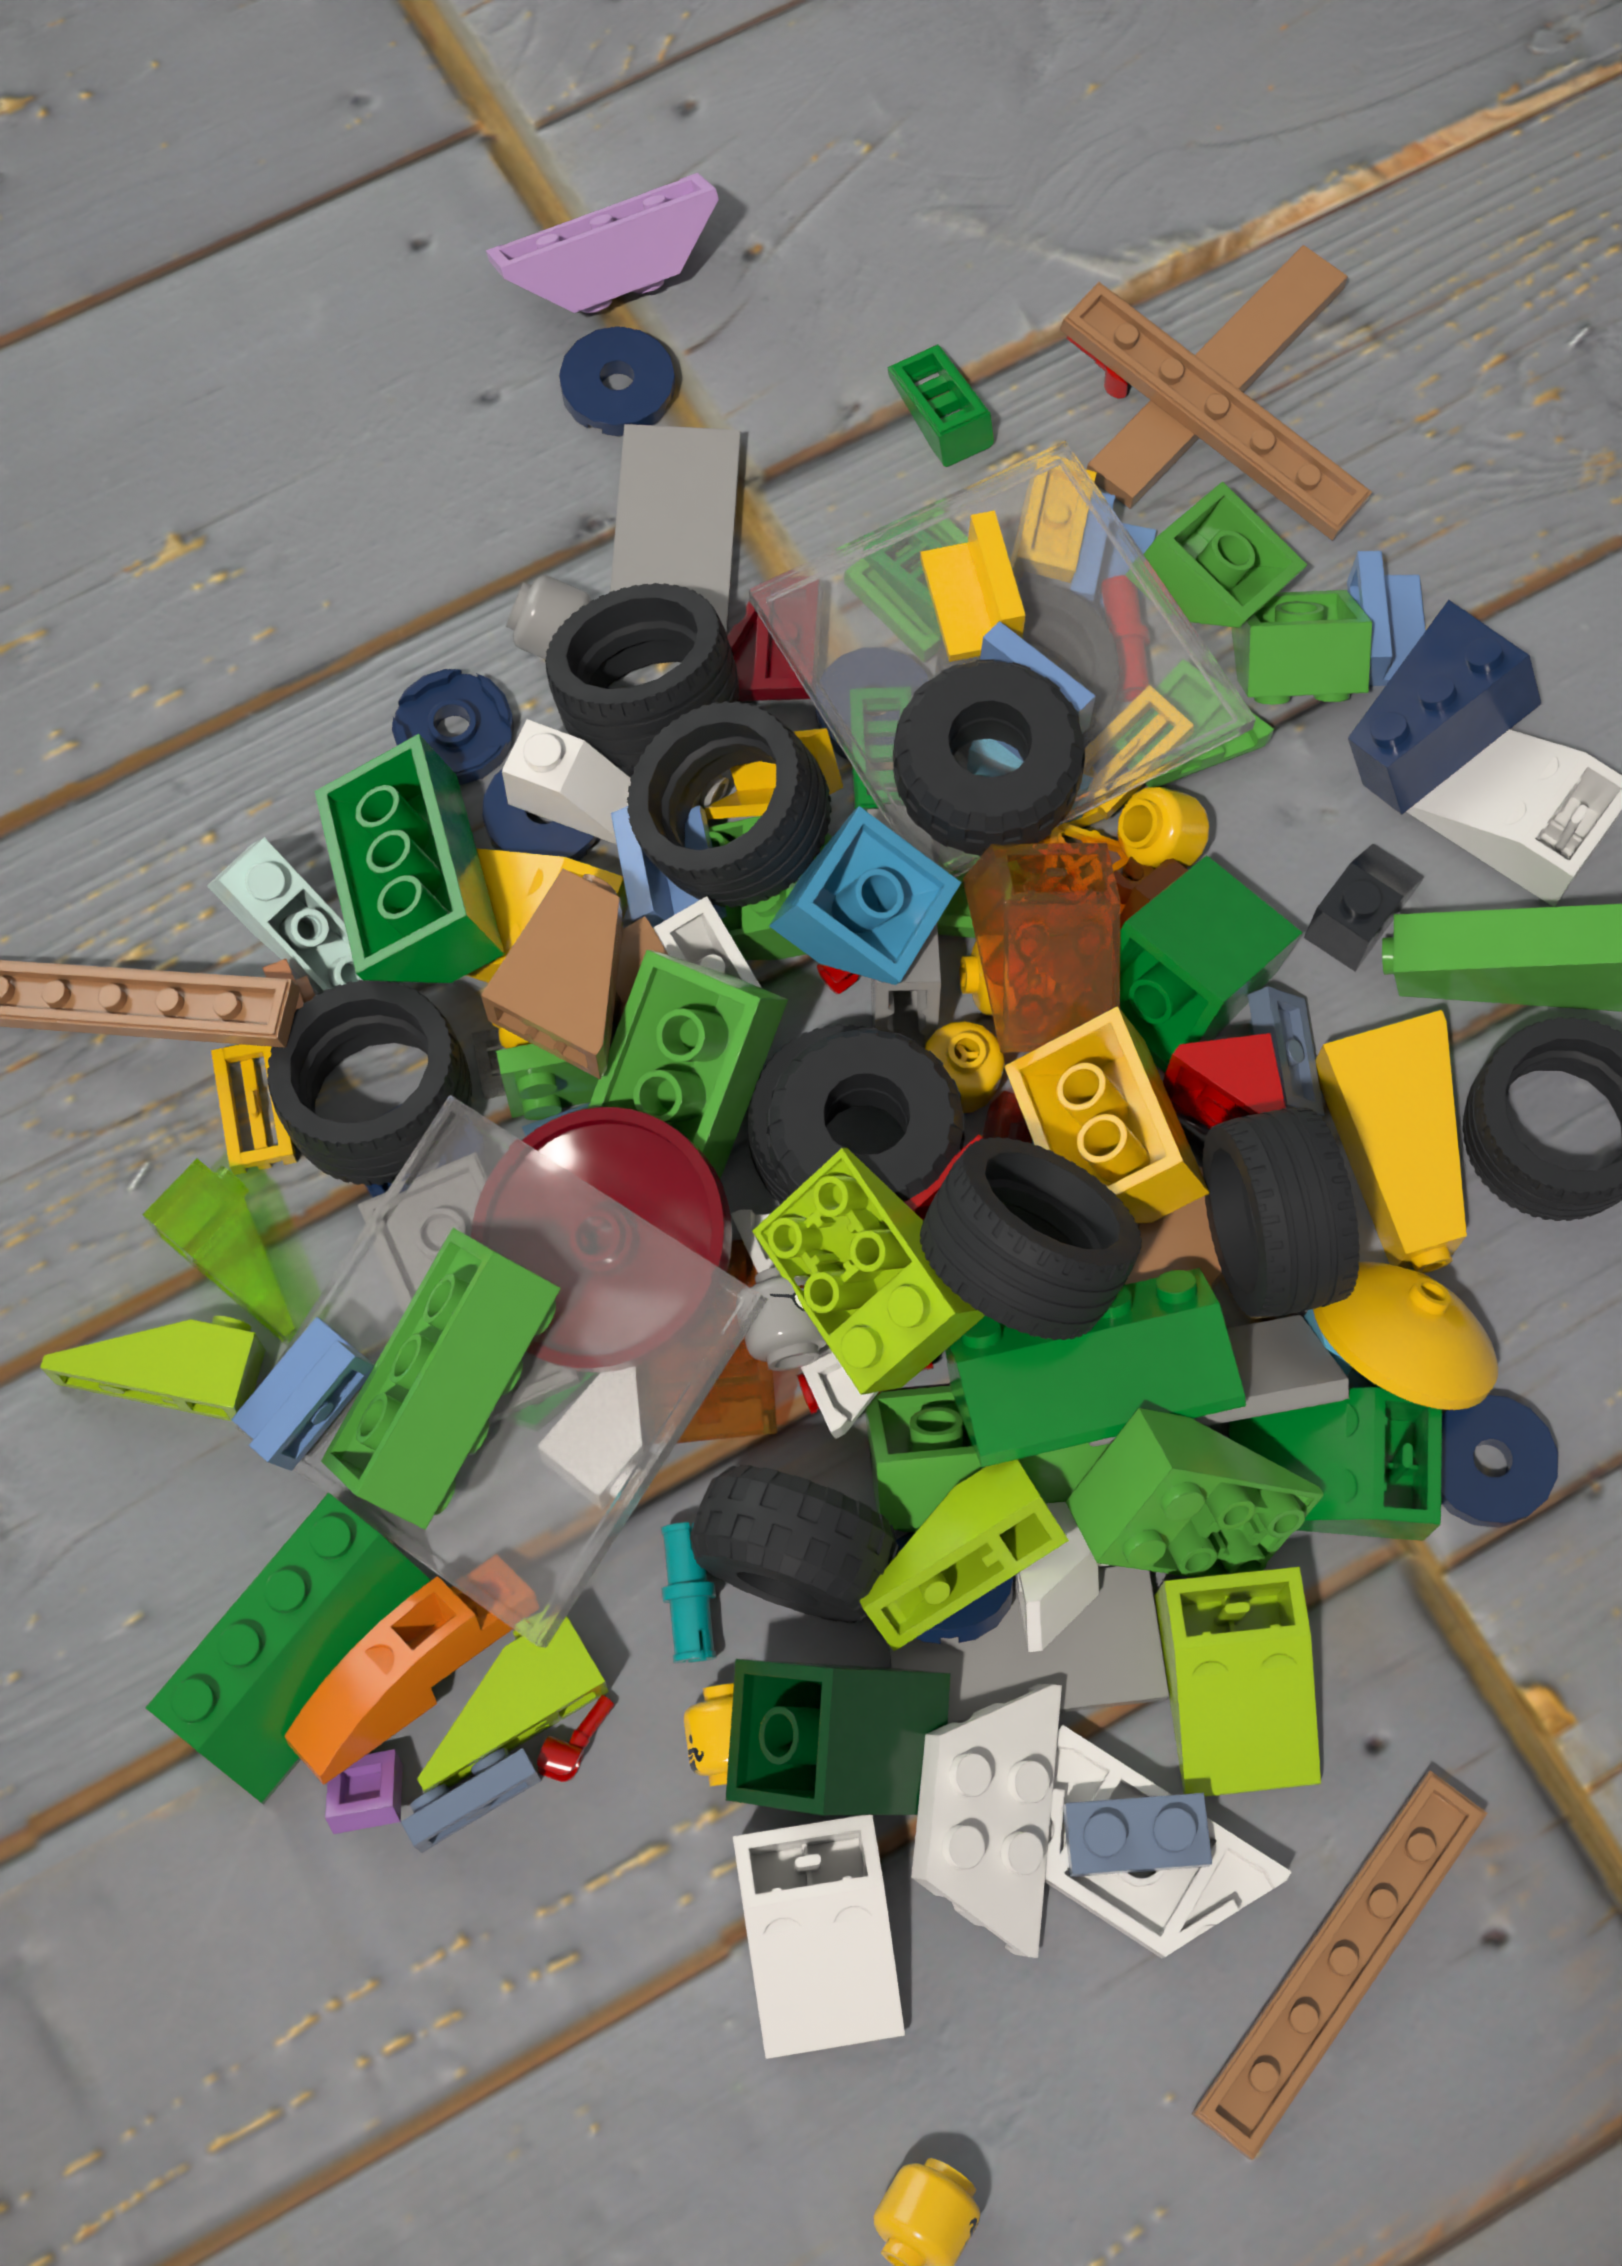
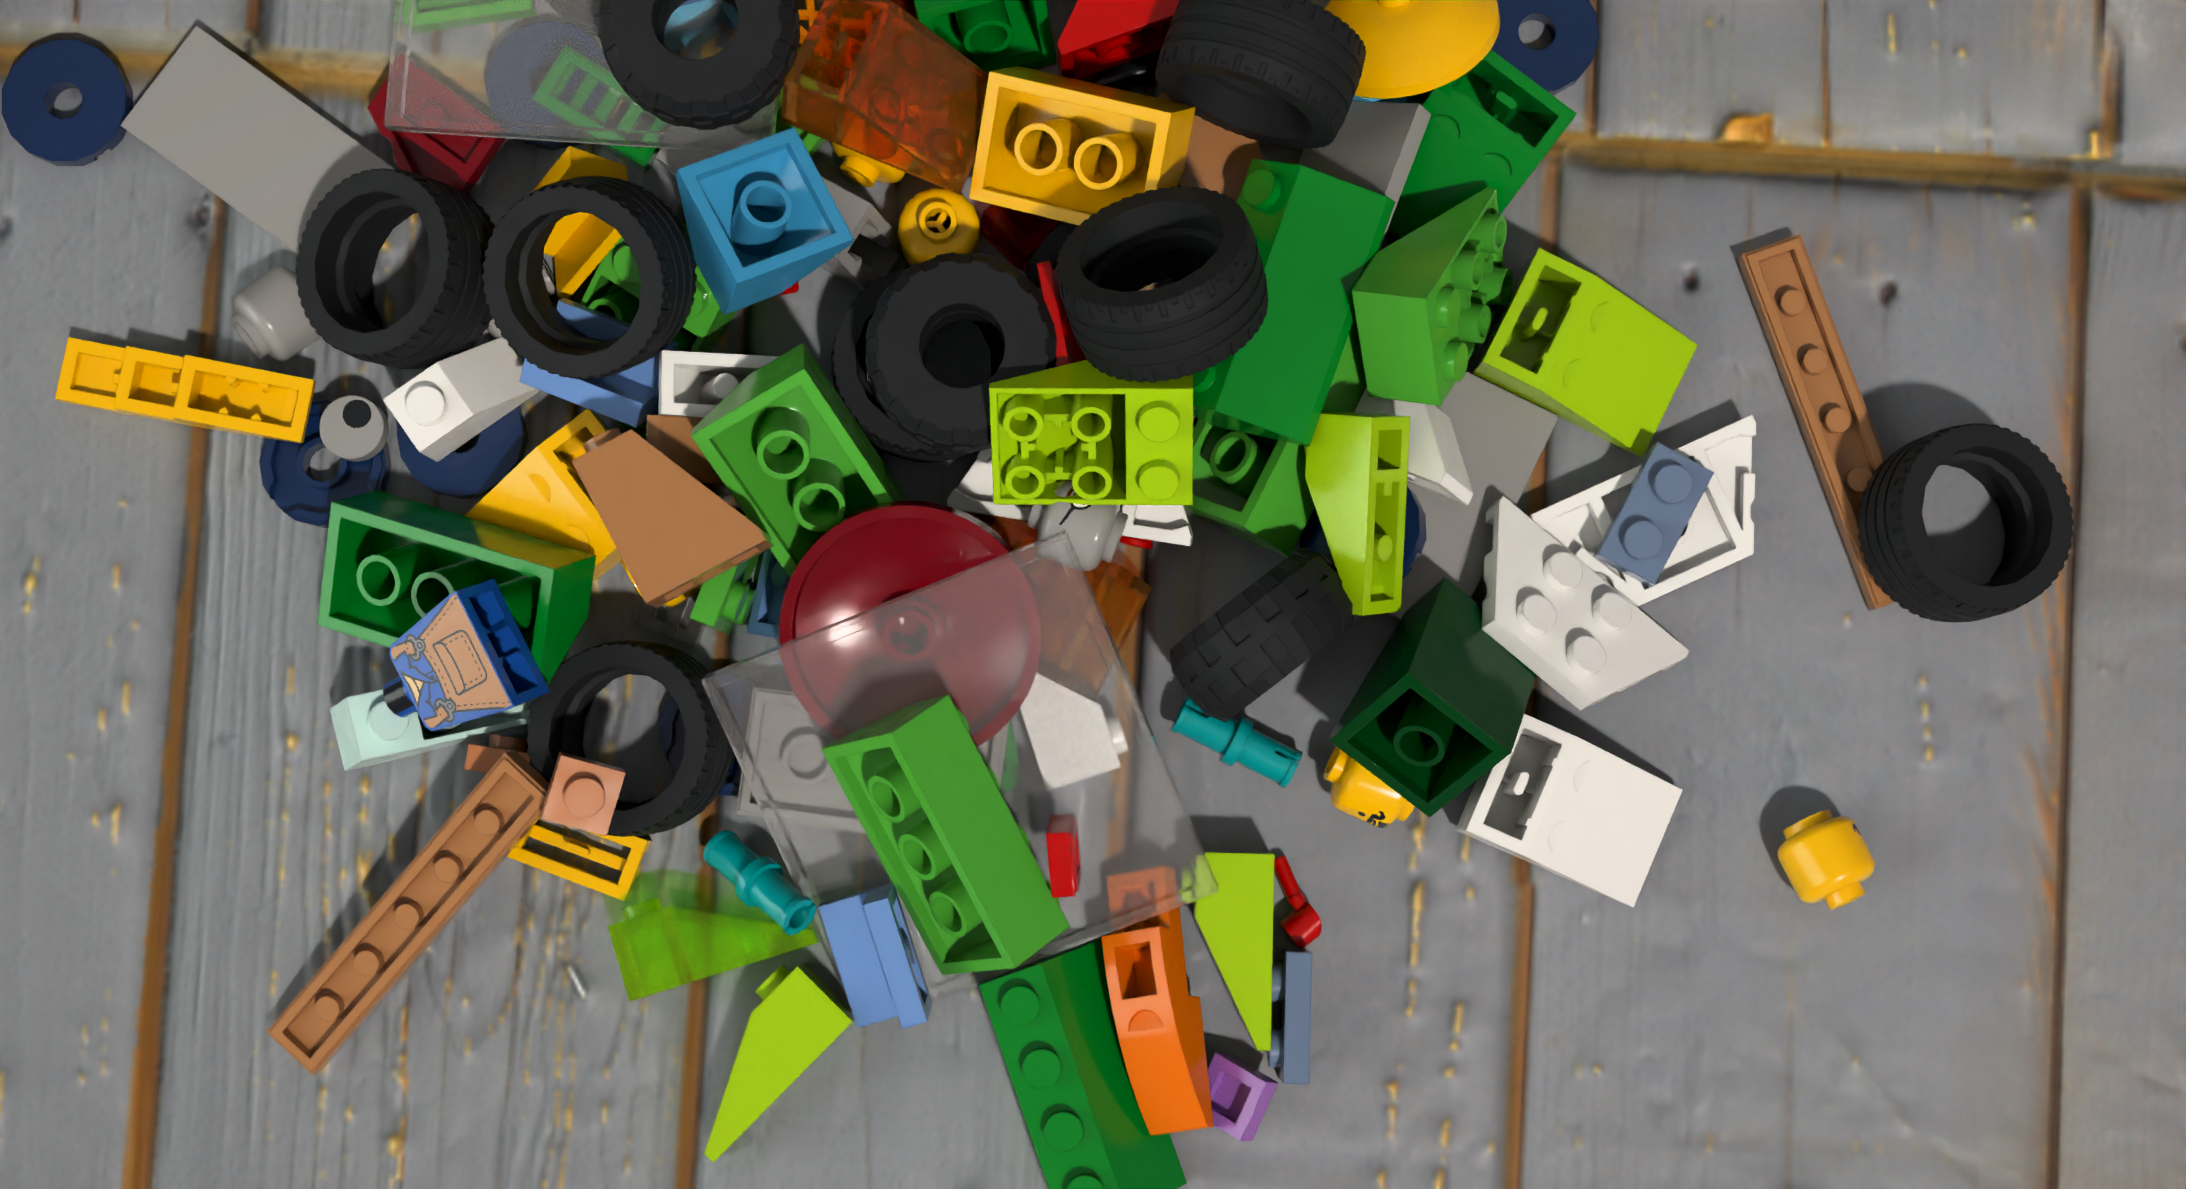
camera: 60 degrees left, 15 degrees up
(293, 1058) = (583, 793): none -> nougat plate
(310, 1260) = (759, 882): none -> teal pin
(348, 897) = (463, 661): none -> torso
(444, 590) = (185, 390): none -> yellow slope
(484, 1483) = (1063, 855): none -> red tile
(492, 724) = (354, 428): none -> light grey tile
(1407, 2170) = (2031, 506): none -> black tyre

